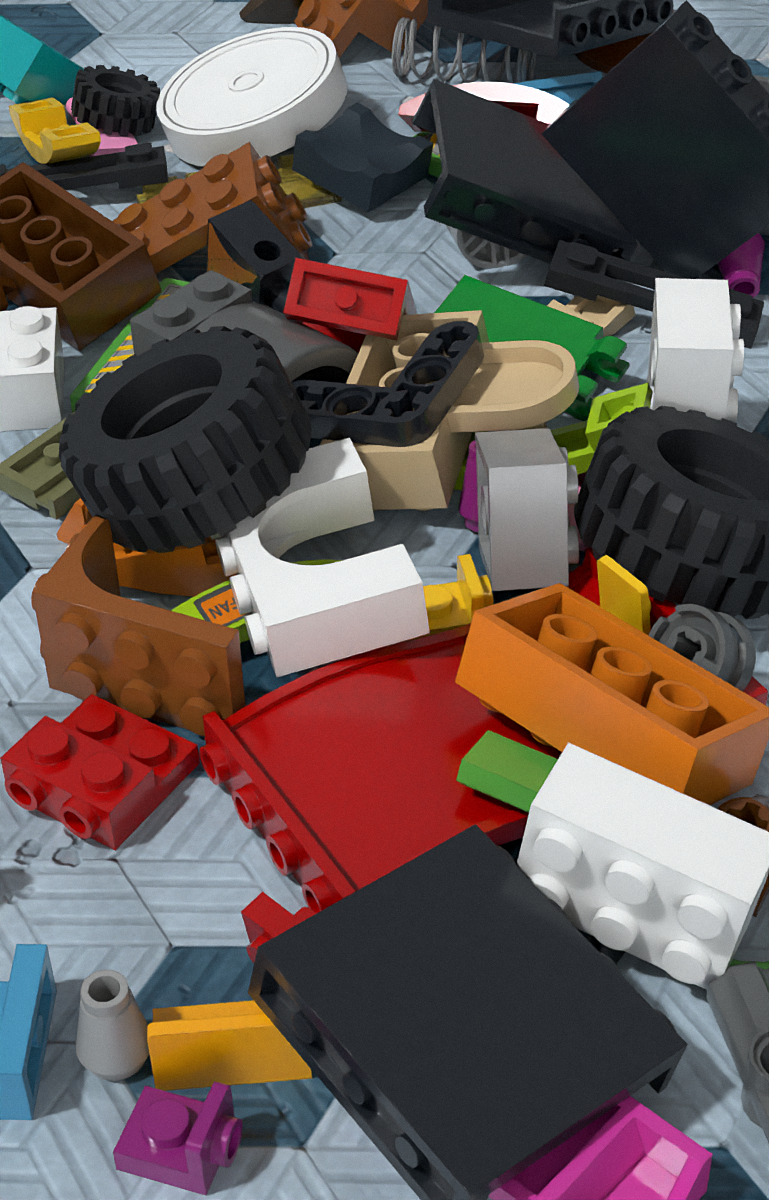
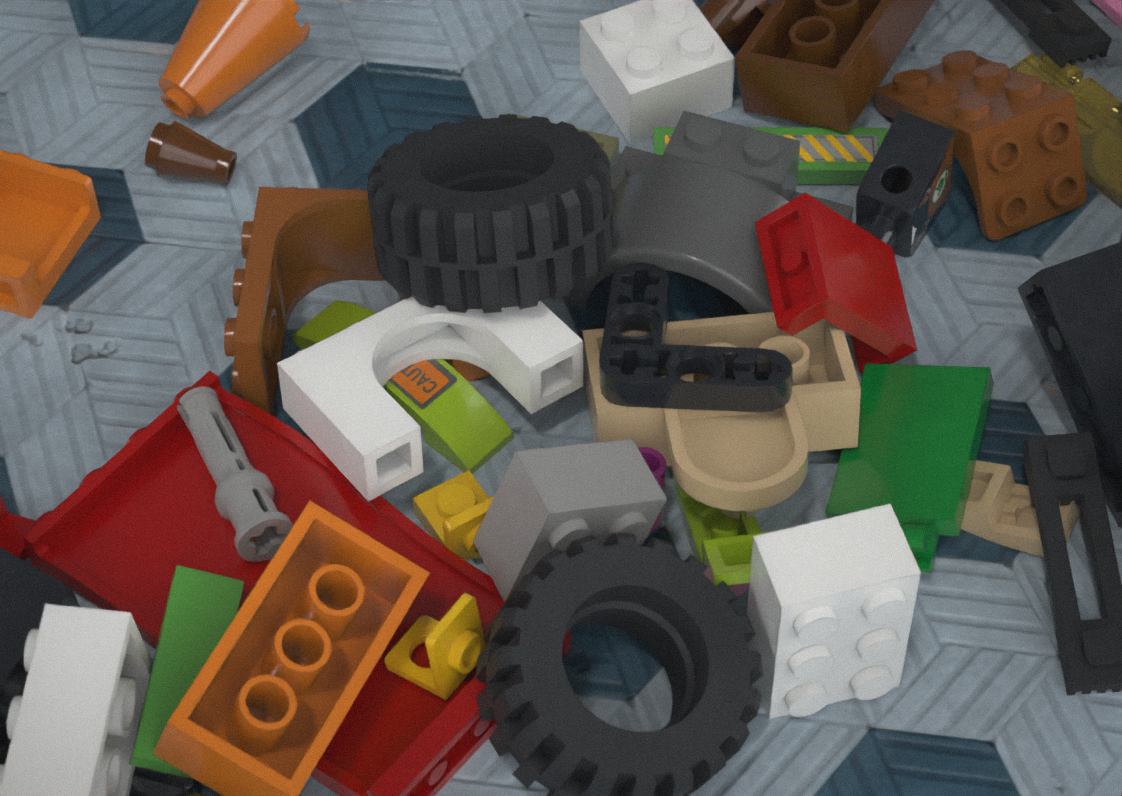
camera: 70 degrees right, 10 degrees up
(97, 770) = (159, 329): red plate -> none
(384, 709) = (241, 491): none -> light grey pin
(709, 642) = (392, 727): dark grey wheel -> none

